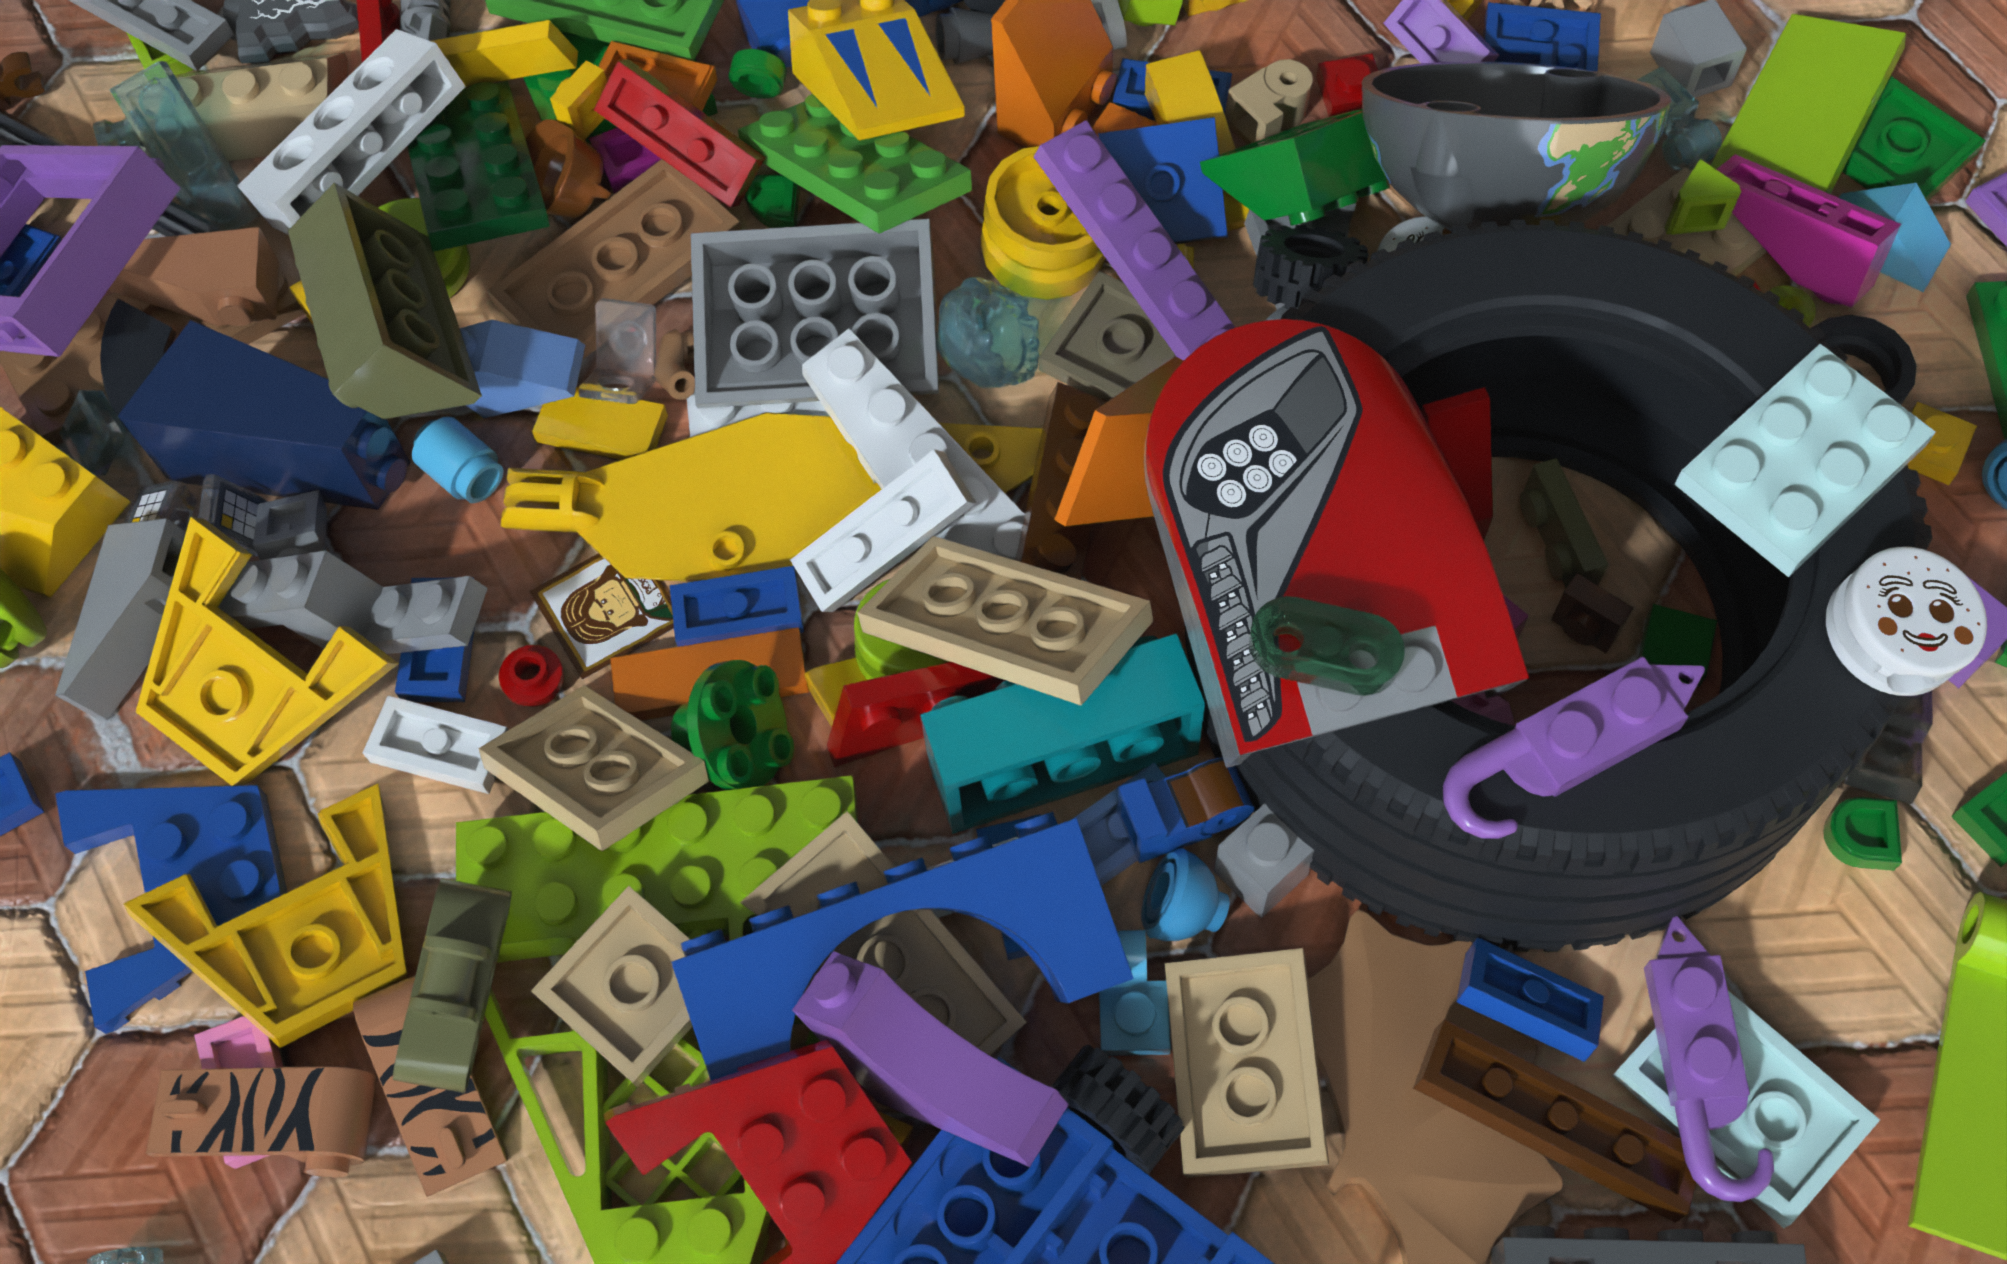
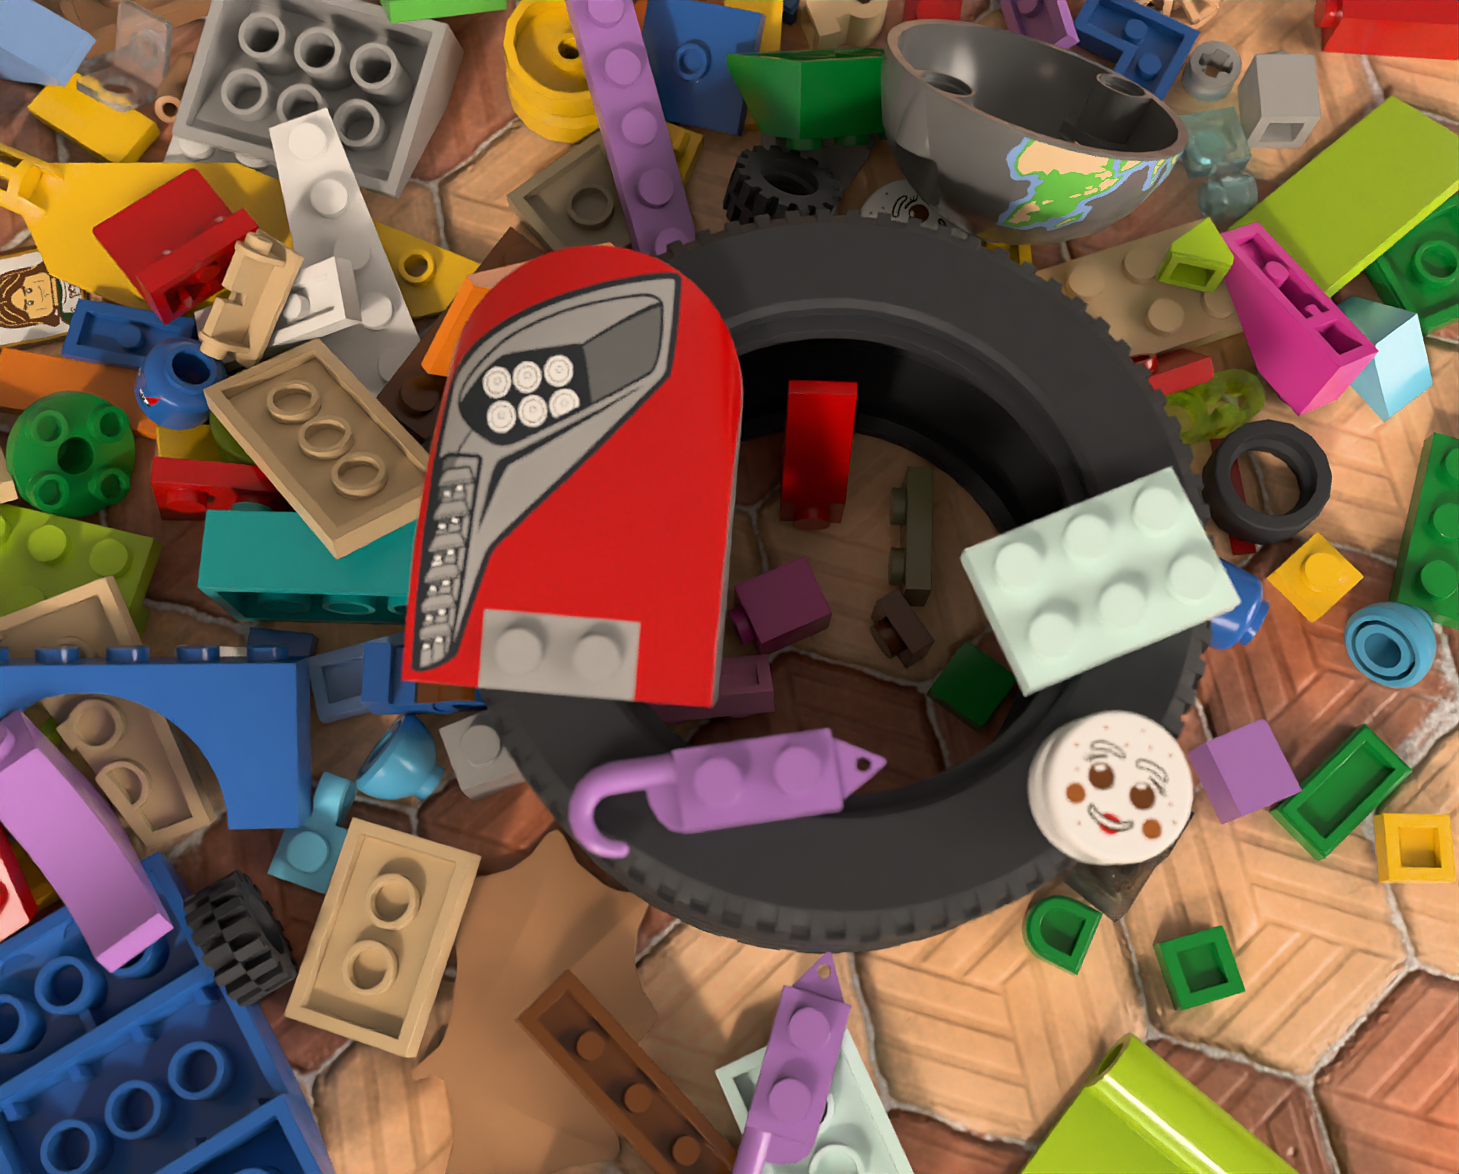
camera: 15 degrees right, 10 degrees up
(756, 500) = (175, 243): none -> red bracket
(817, 623) = (173, 383): none -> blue head
(866, 518) = (259, 287): none -> tan hinge
(988, 334) = (466, 156): clear light blue hair -> none
(1326, 640) = (509, 611): clear green plate -> none
(1531, 999) = (667, 975): blue plate -> none
(1624, 30) = (1221, 57): none -> light grey bush

